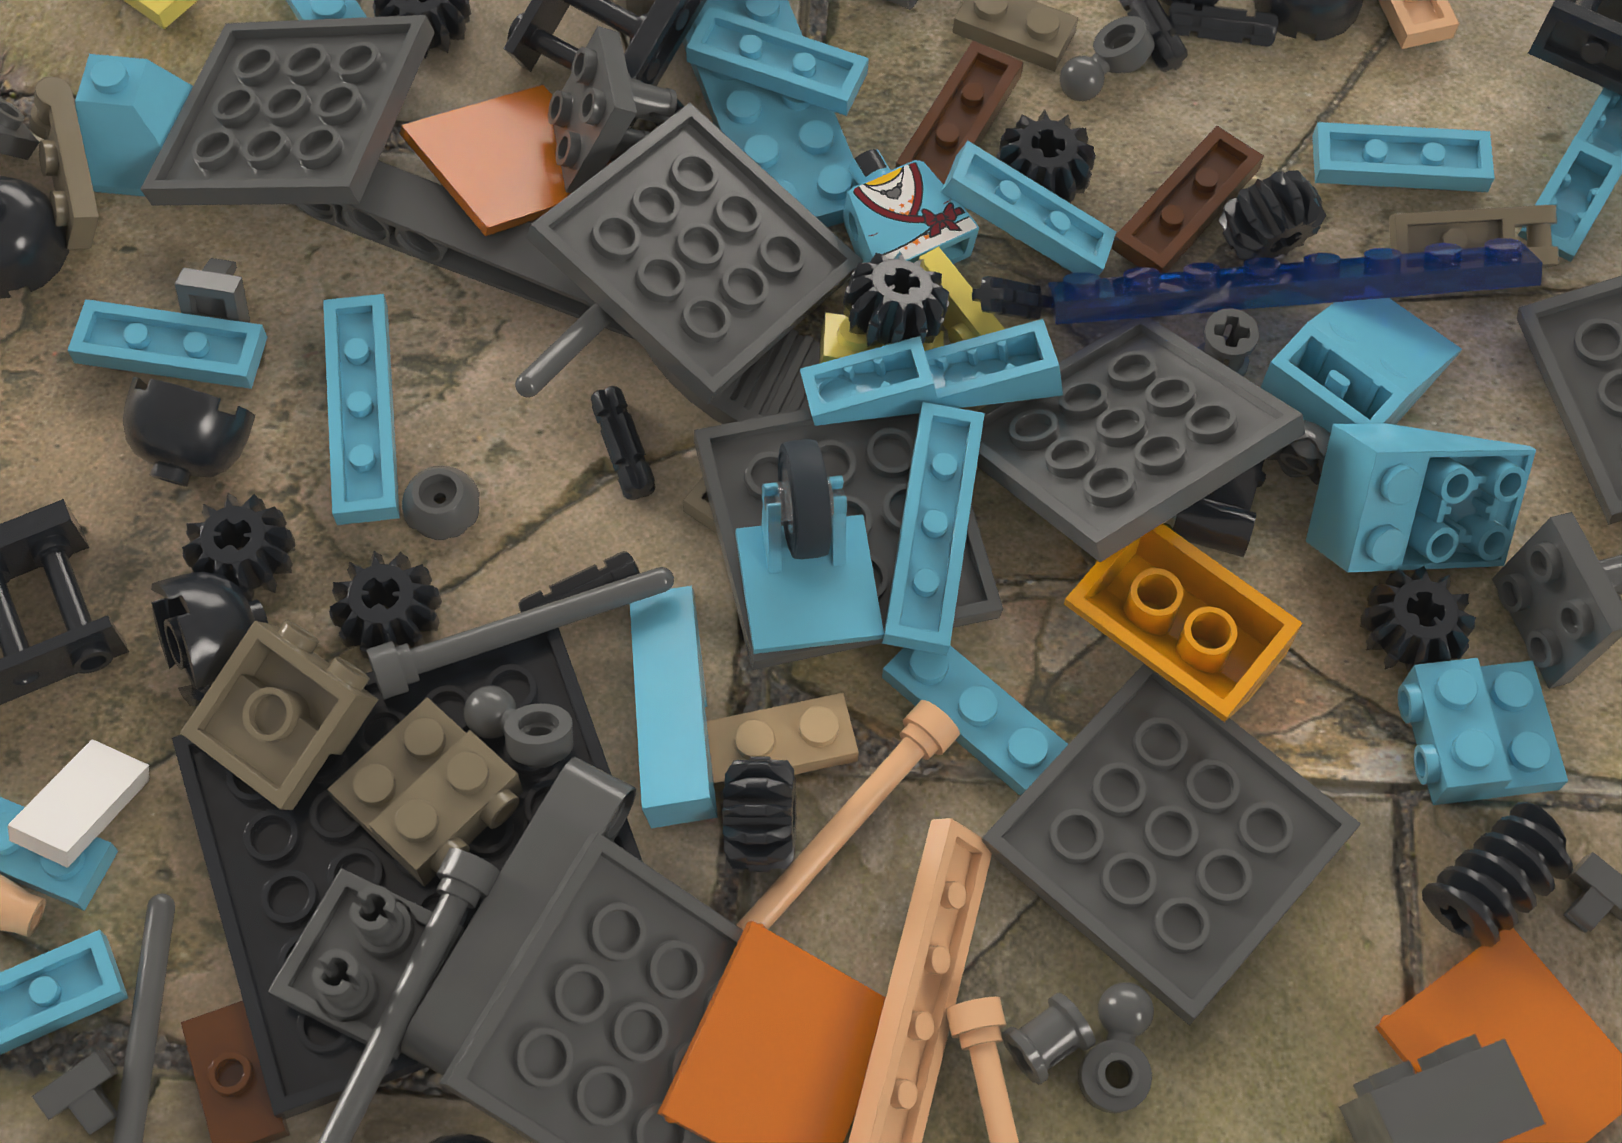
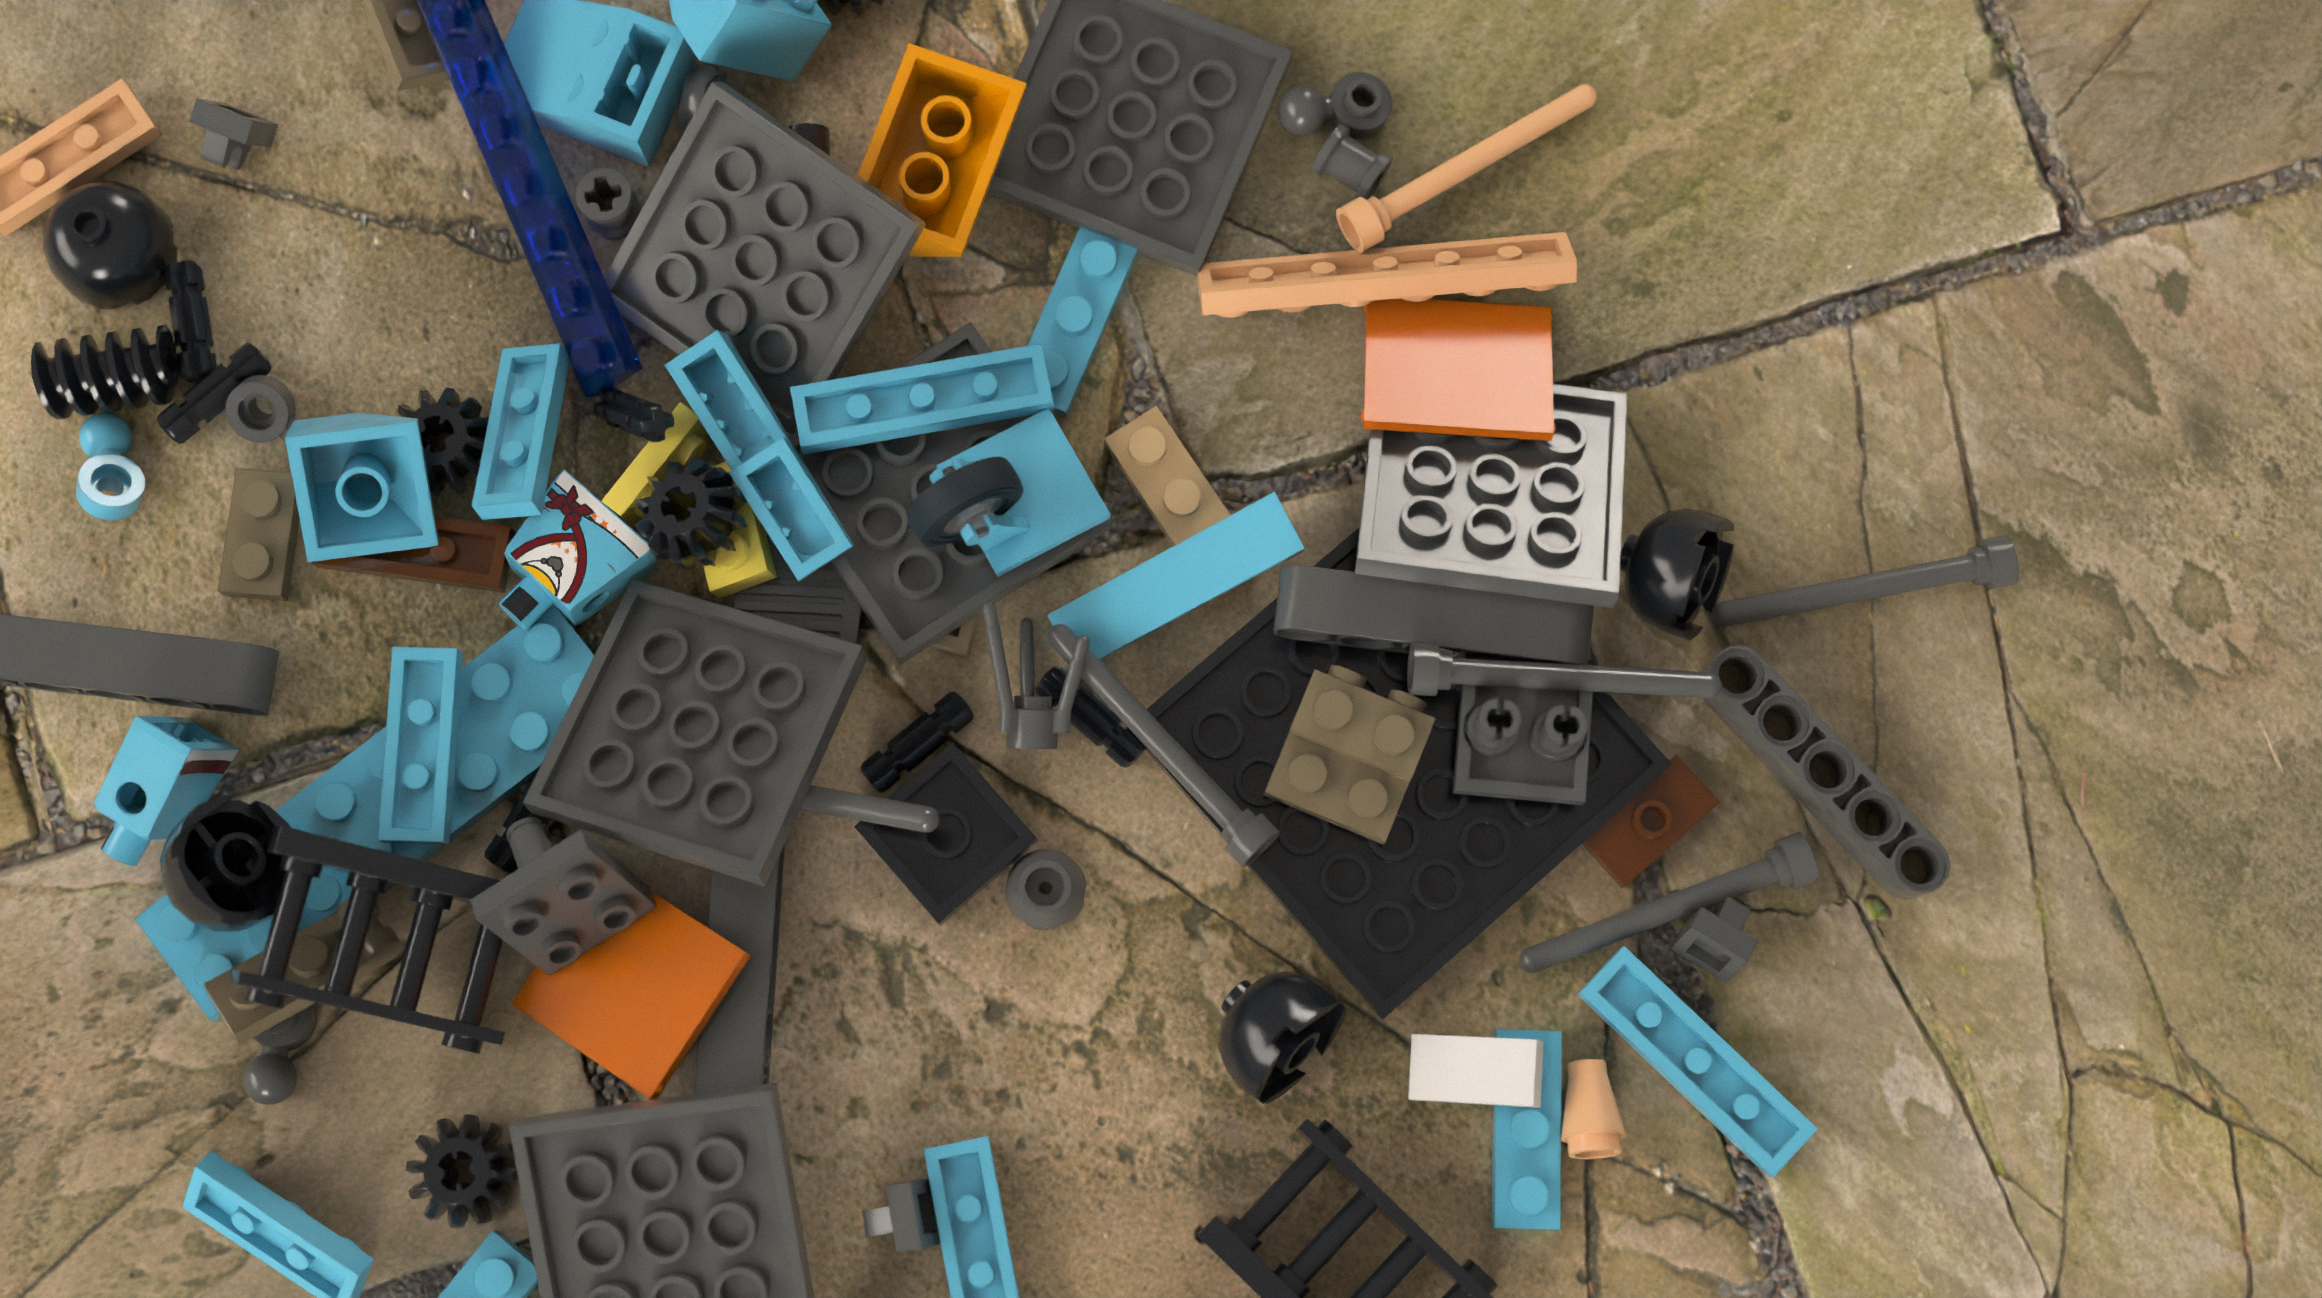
camera: 110 degrees left, 15 degrees up
(183, 431) = (1073, 1162): black cylinder -> none
(250, 526) = (1151, 1059): black gear -> none
(279, 711) = (1333, 913): dark tan plate -> none
(360, 410) = (974, 1011): medium azure plate -> none
(401, 588) = (1158, 890): black gear -> none
(525, 443) = (967, 849): none -> black plate
(533, 733) = (1253, 730): dark grey plate -> none
(592, 531) = (1030, 719): none -> dark grey plant
(759, 814) = (1256, 459): black gear -> none
(925, 733) = (1118, 355): light nougat piece -> none
(1023, 69) = (360, 485): none -> medium azure slope
(1187, 201) = (441, 289): reddish brown plate -> none
(1272, 216) = (446, 195): black gear -> none
(1389, 87) = (230, 132): none -> dark grey tile
(1403, 157) = (312, 97): medium azure plate -> none

